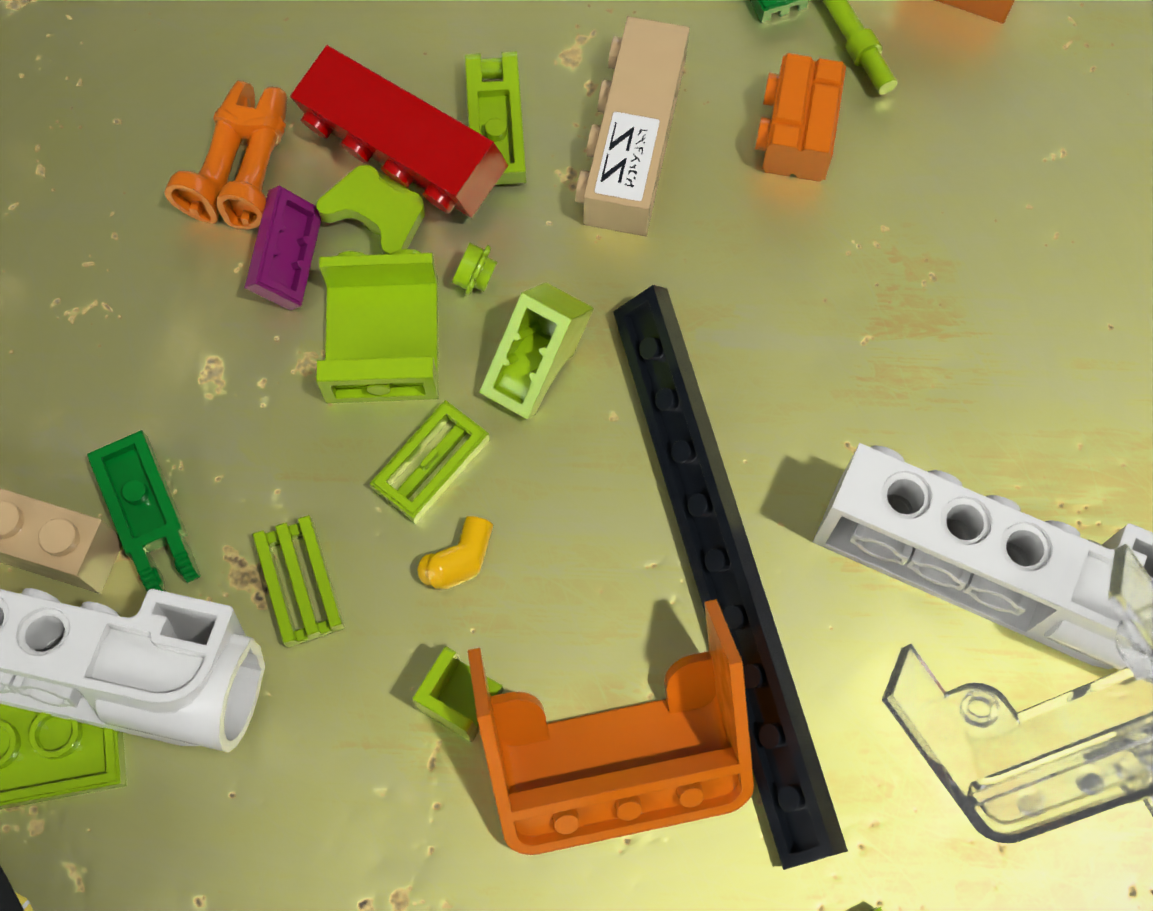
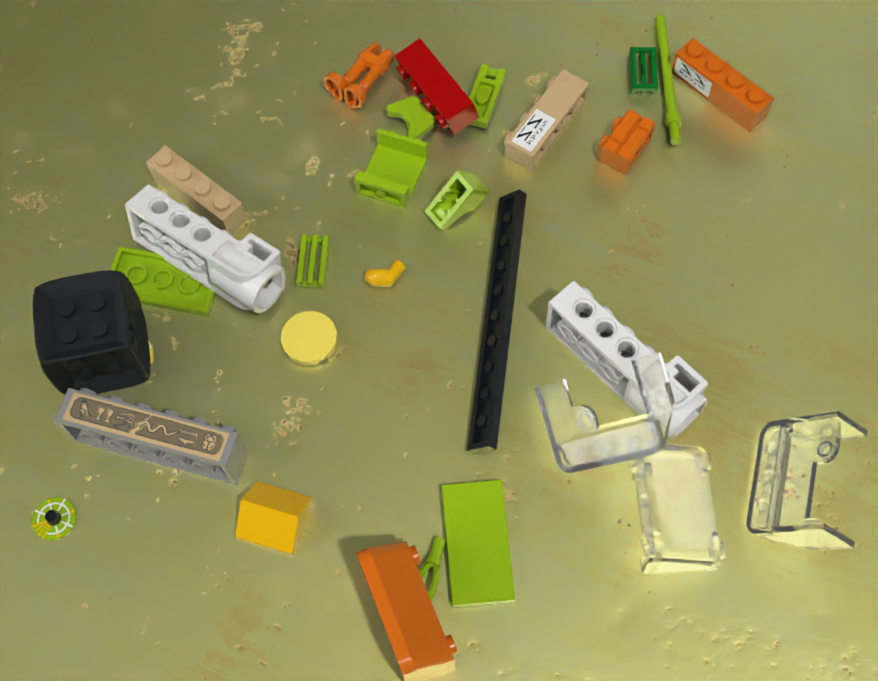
camera: 25 degrees right, 5 degrees down
(142, 507) = (261, 205): green hinge -> none
(284, 248) = (365, 121): magenta plate -> none
(359, 753) = (309, 338): none -> light yellow tile
(445, 477) = (392, 236): lime tile -> none
(449, 696) = (359, 328): lime panel -> none
(474, 269) = (445, 157): lime plate -> none
(624, 765) = (411, 383): orange windscreen -> none

